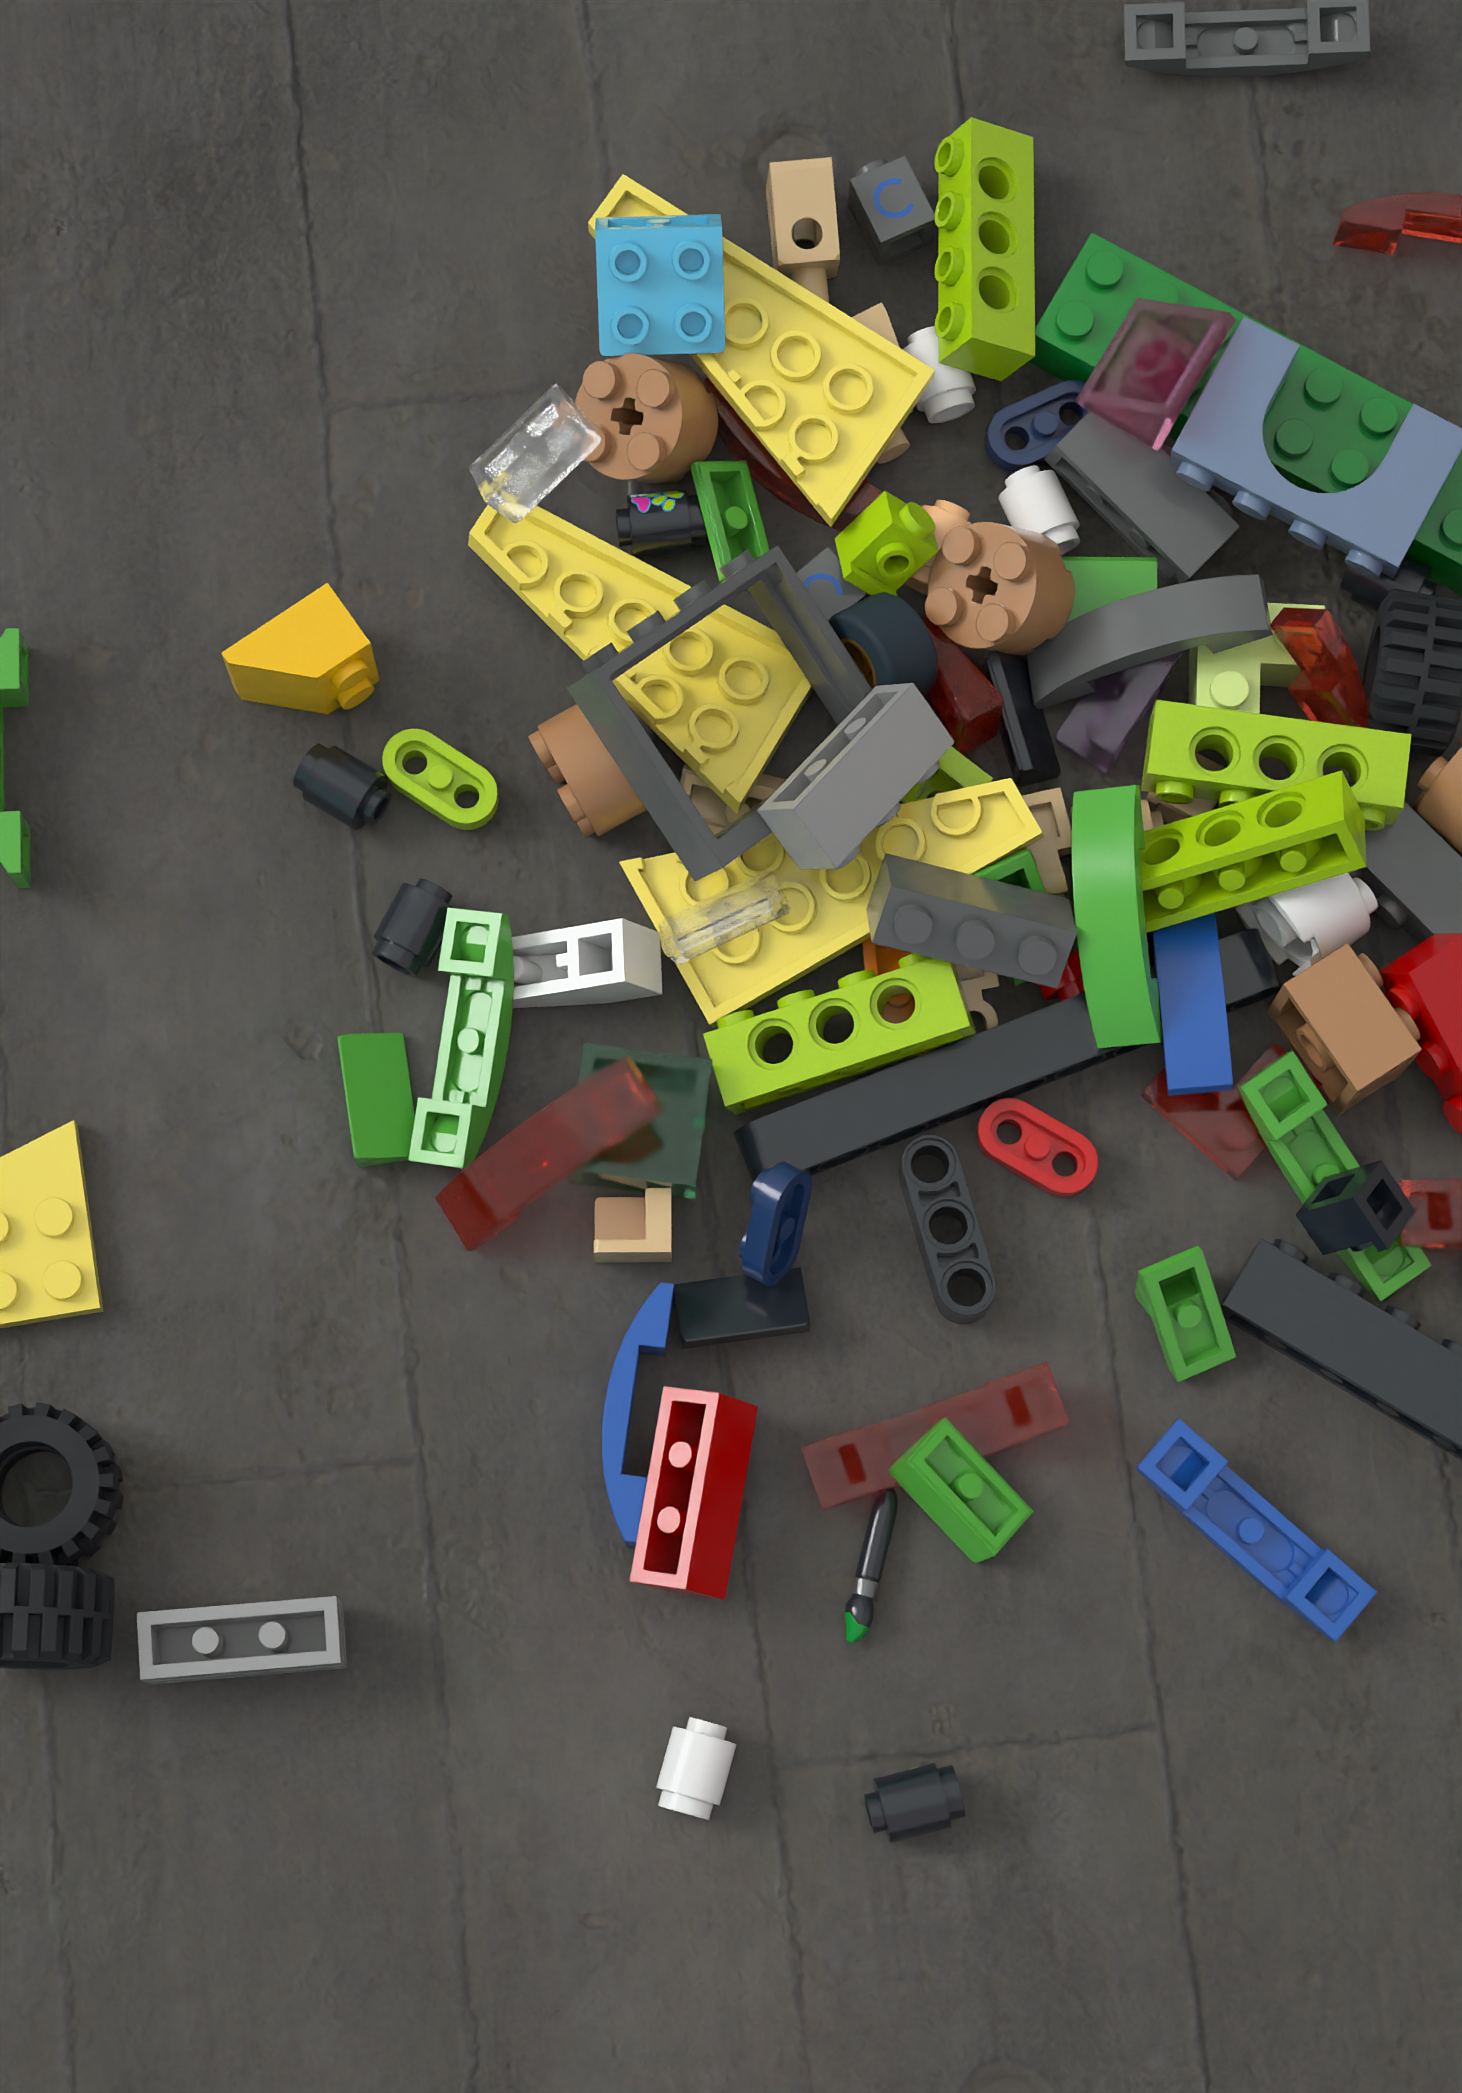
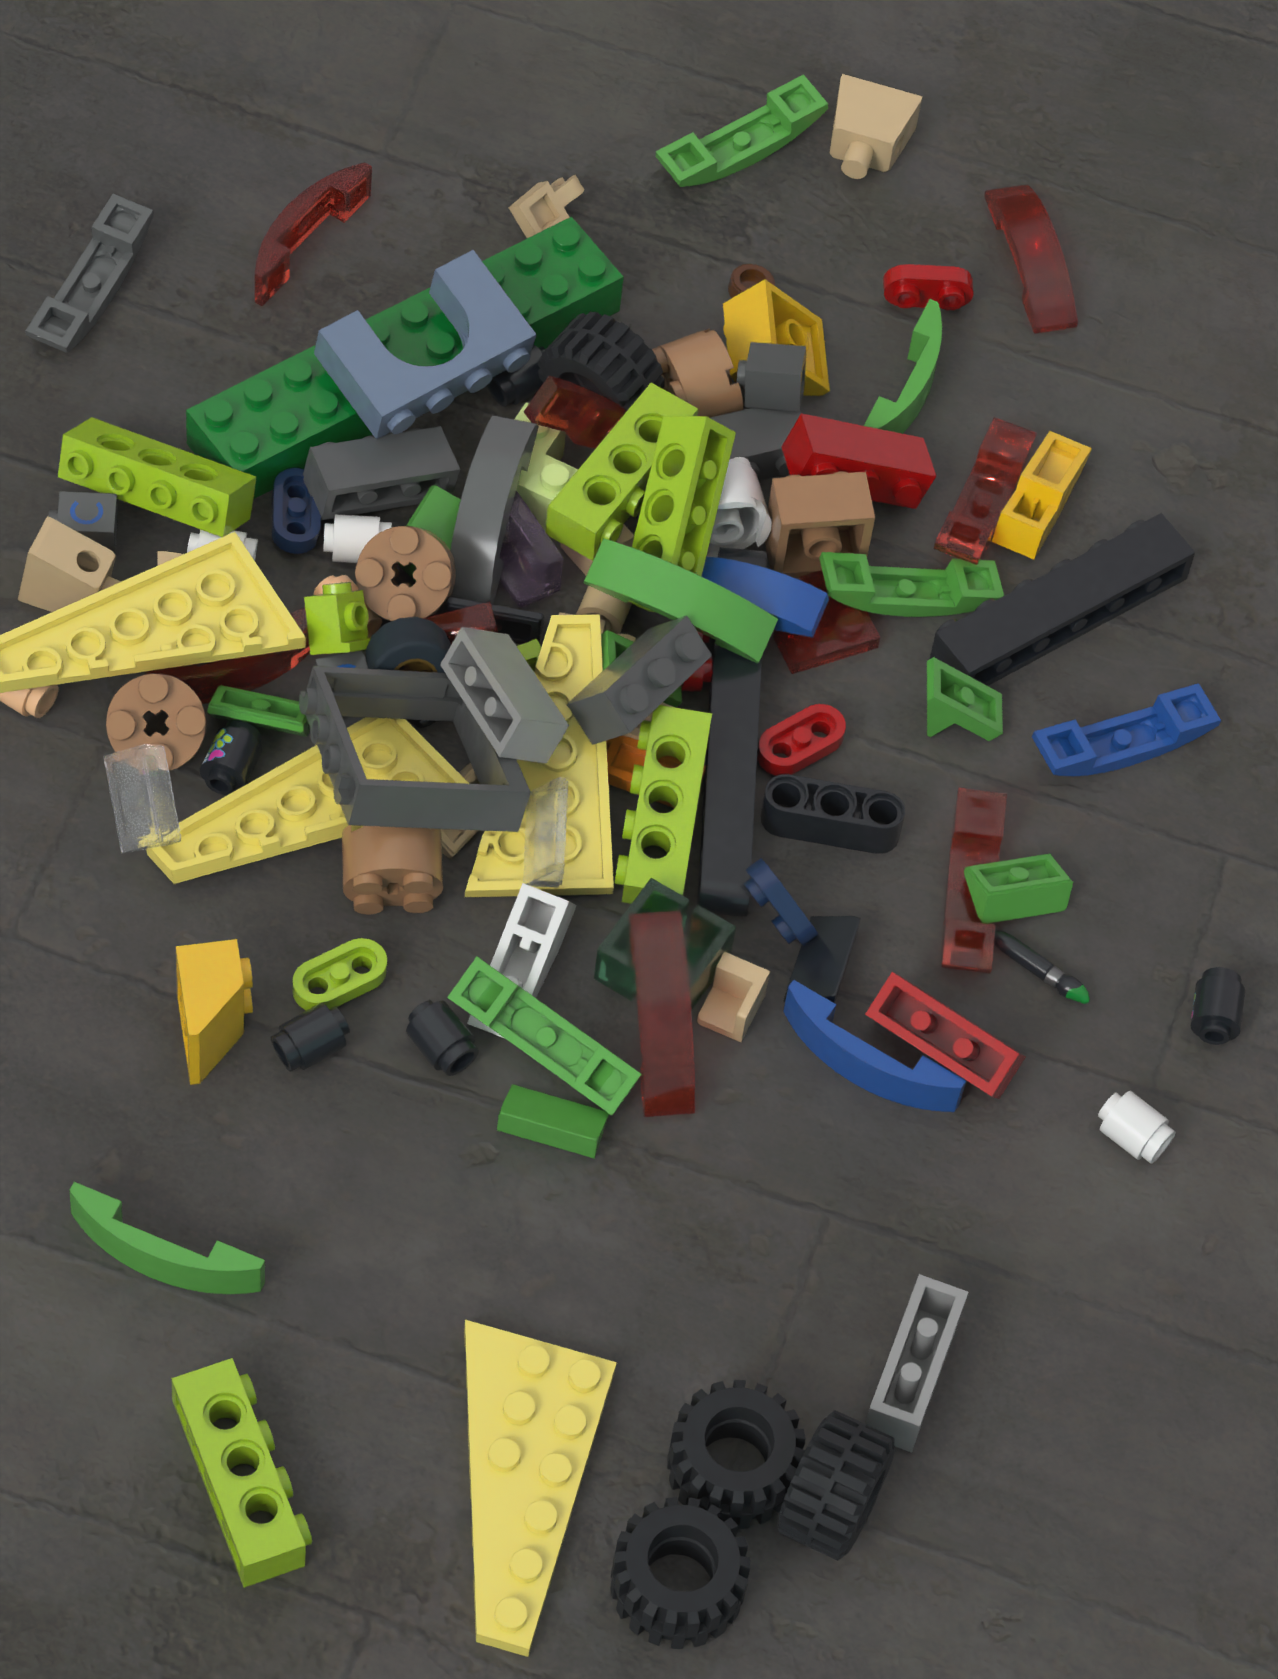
camera: 70 degrees left, 20 degrees down
(660, 284) = (78, 648): medium azure bracket -> none
(1154, 367) = (318, 401): clear pink slope -> none
(1356, 1210) = (944, 571): black brick -> none

